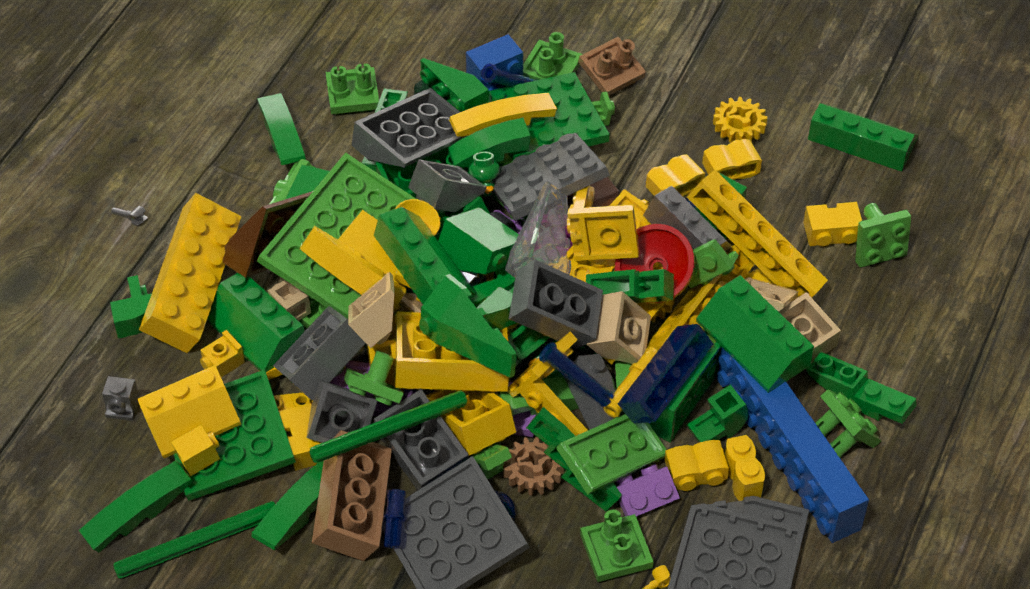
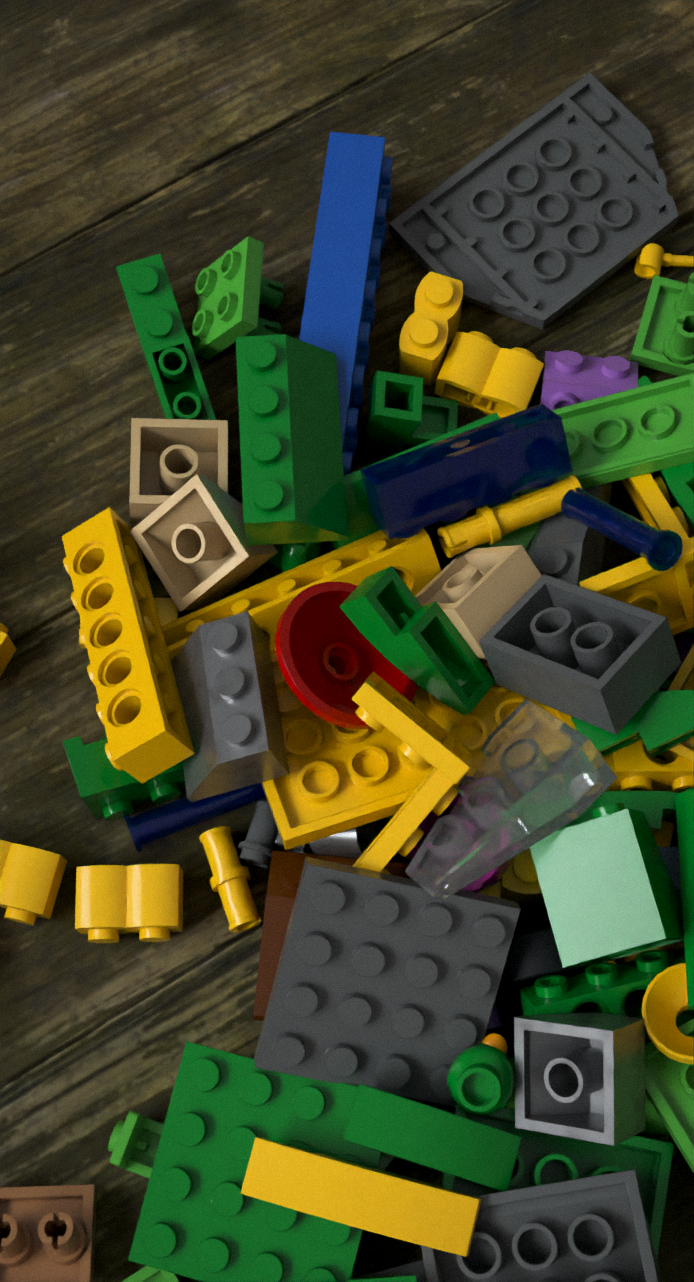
camera: 145 degrees left, 20 degrees up
(711, 262) = (239, 592): bright green bracket -> none

